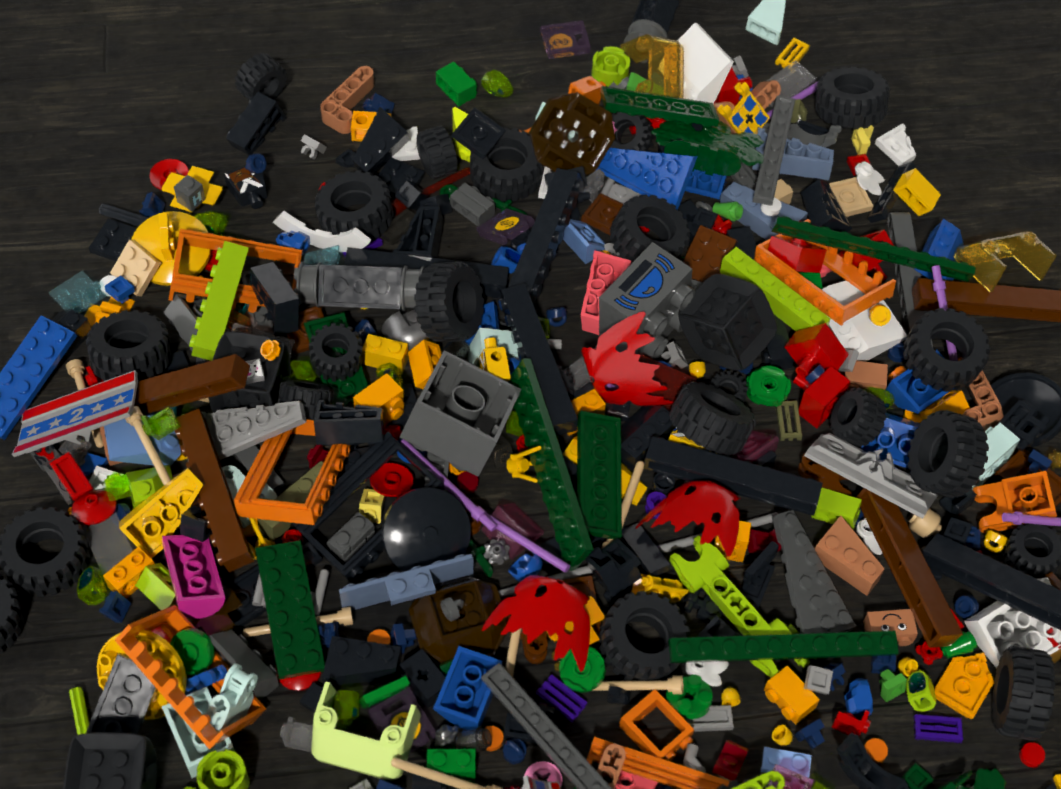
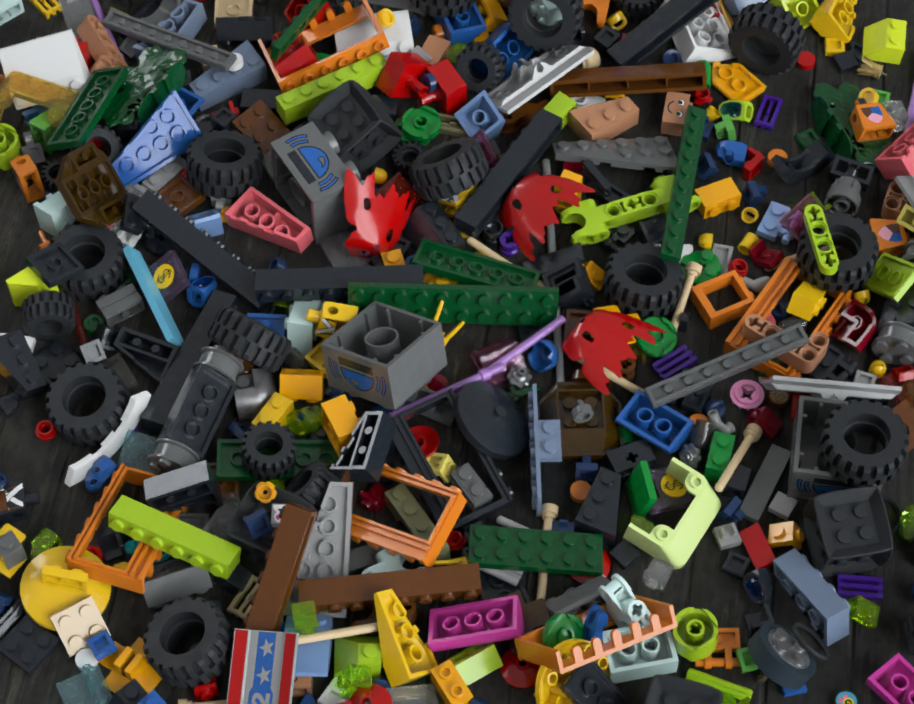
camera: 70 degrees left, 0 degrees up
(193, 525) = (426, 614): black panel -> none
(234, 346) = (257, 523): none -> dark blue tile
(481, 221) = (153, 296): none -> medium azure tile
(495, 758) = (718, 425): none -> light grey arm
(671, 588) = (598, 256): yellow hinge -> none
(712, 737) = (739, 266): none -> red plate
(729, 210) = (218, 98): bright green cone -> none
(744, 740) = (747, 242): none -> yellow hinge
(747, 114) = (115, 49): yellow flag -> none
(798, 436) = (481, 114): none -> medium blue slope
(818, 679) = (715, 170): light grey tile -> none

